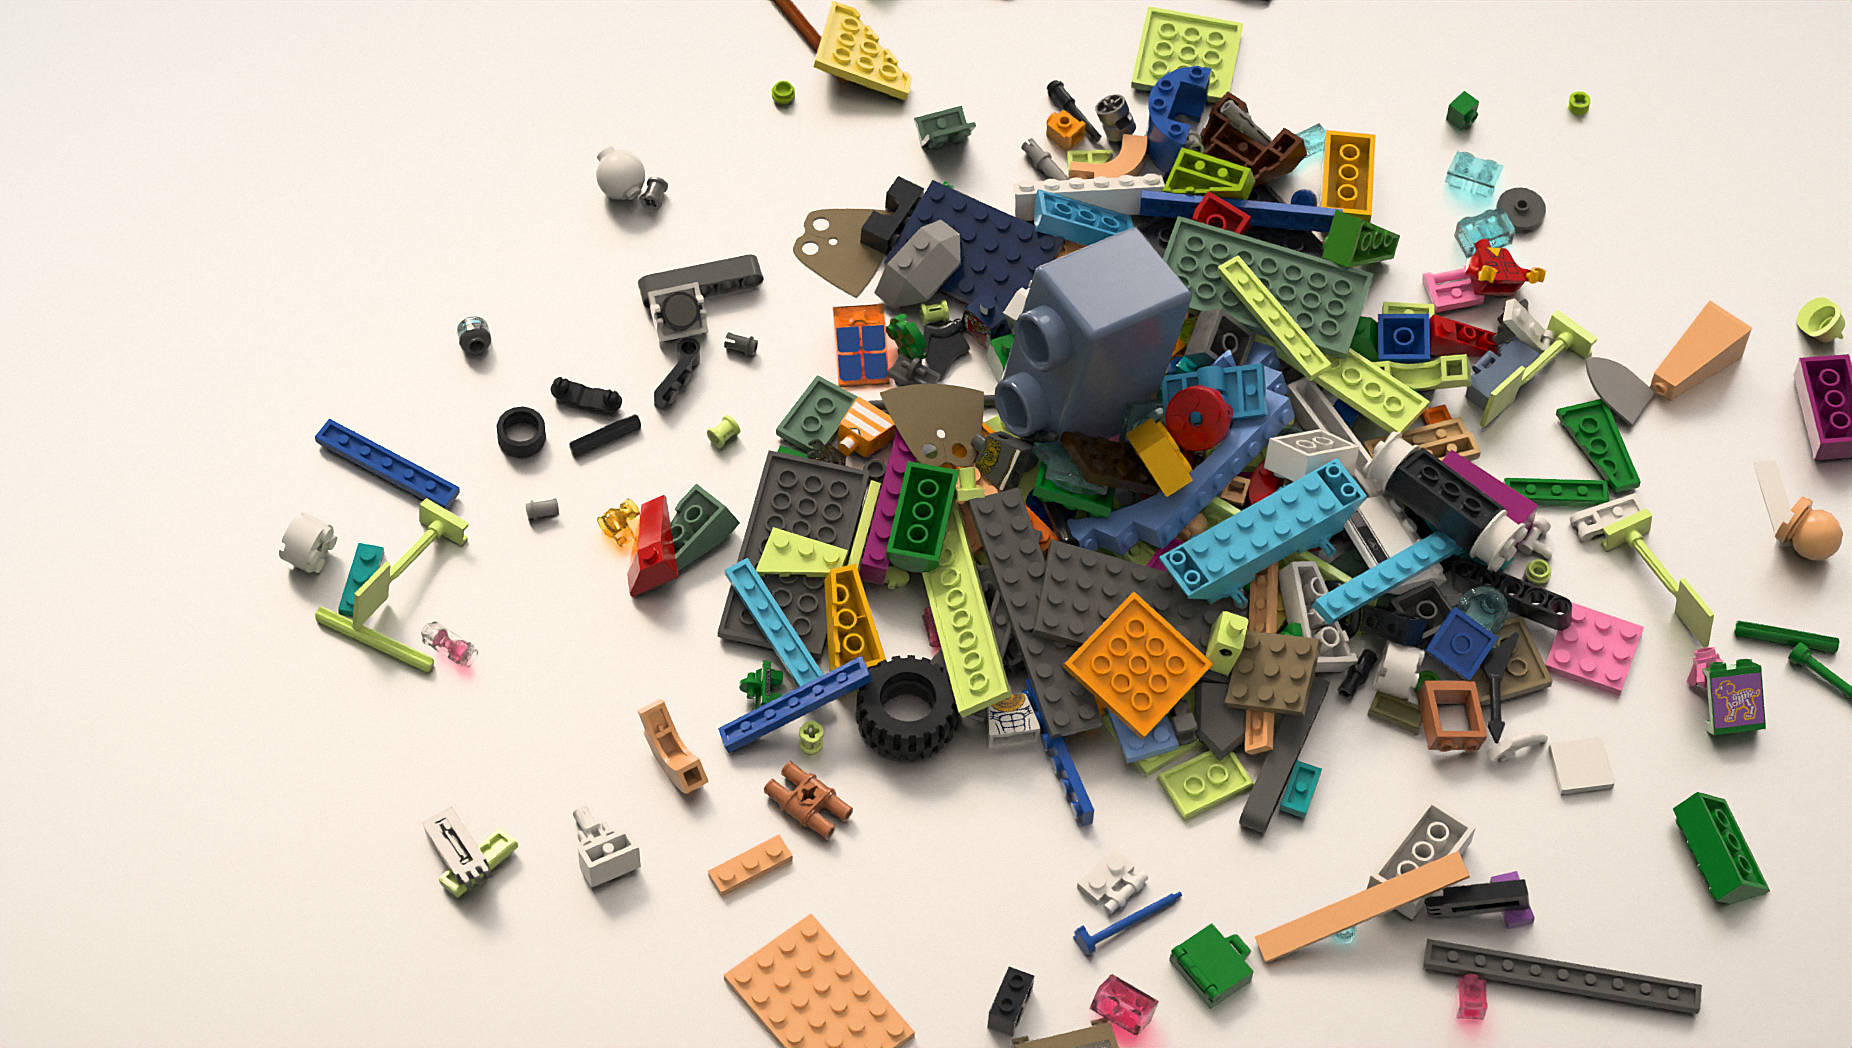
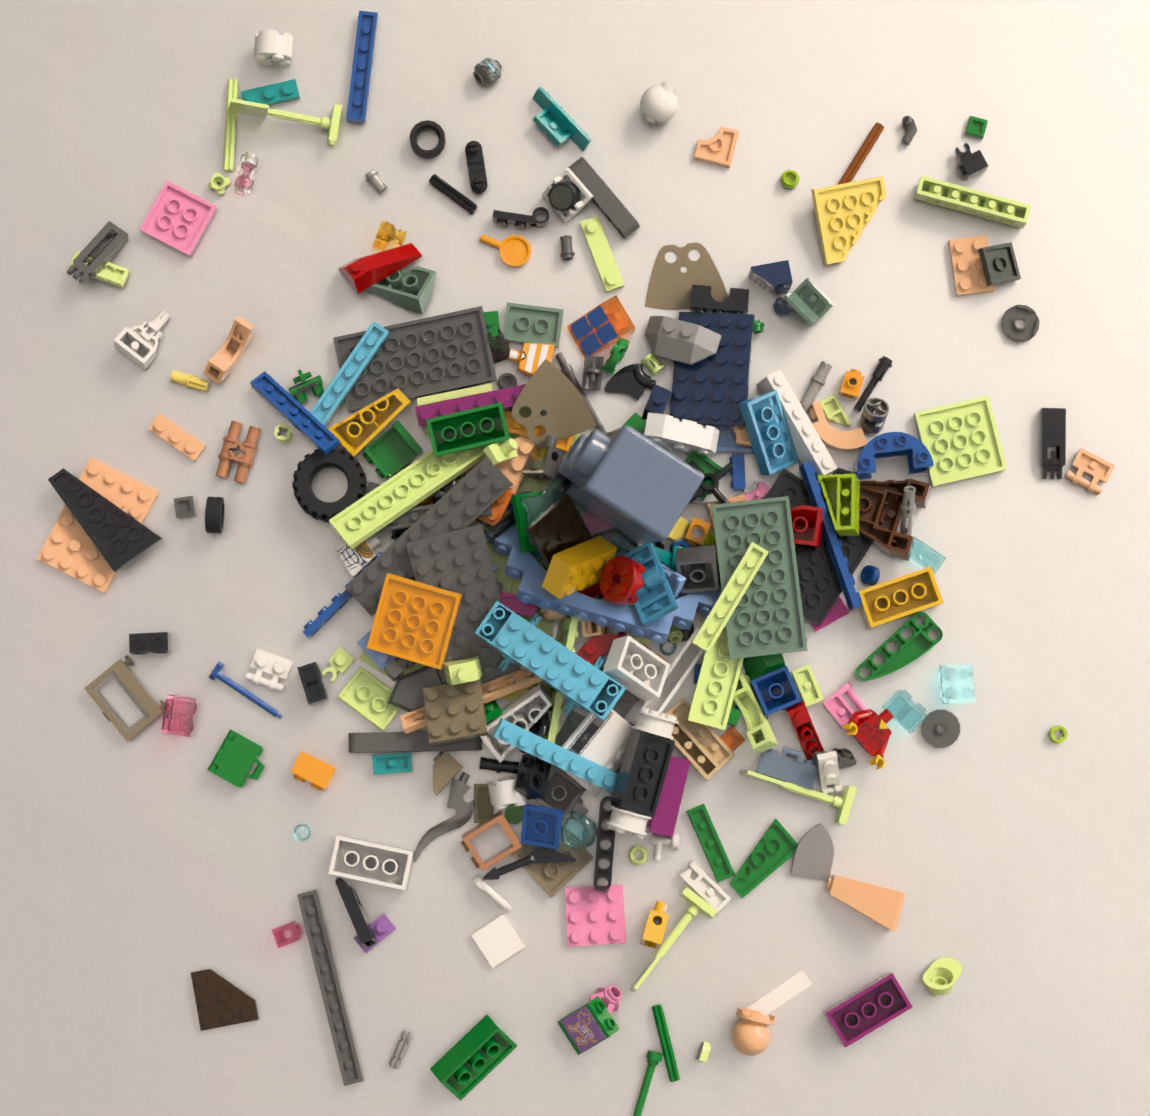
camera: 65 degrees right, 25 degrees up
(439, 676) = (219, 188): none -> yellowish green plate
(463, 745) = (178, 218): none -> bright pink plate
(580, 287) = (557, 122): none -> teal bracket
(655, 188) = (660, 132): flat silver bush -> none
(683, 819) = (189, 380): none -> light yellow axle
(705, 146) = (718, 149): none -> light nougat tile
(710, 401) = (513, 250): none -> light orange piece
(723, 431) = (490, 269): yellowish green bush -> none
(768, 312) = (602, 254): none -> yellowish green plate
(795, 554) = (409, 363): yellowish green wing -> none
(828, 983) = (109, 527): none -> black wing
(848, 890) = (184, 507): none -> dark grey plate
(879, 852) = (214, 515): none -> black tyre
(897, 146) = (772, 277): none -> dark blue slope
(900, 624) = (392, 451): none -> green panel
(934, 157) = (780, 306): none -> sand blue plate
(1141, 798) = (340, 662): none -> yellowish green plate
(1157, 831) = (313, 683): none -> black brick
(1193, 137) = (881, 472): light grey pin -> none
(1269, 880) = (313, 770): none -> light orange brick
(1338, 734) = (444, 771): none -> dark tan slope
(1358, 242) = (836, 629): bright green wedge -> none
(1362, 907) = (312, 840): light nougat tile -> none
(1395, 735) = (463, 813): none -> flat silver piece
(1407, 206) = (906, 649): none -> green beam
(1463, 110) = (1006, 655): green plate -> none
(1639, 584) = (653, 934): none -> yellow torso
(1676, 930) = (400, 1049): none -> light grey axle
(1815, 599) = (703, 1051): none -> yellowish green tile

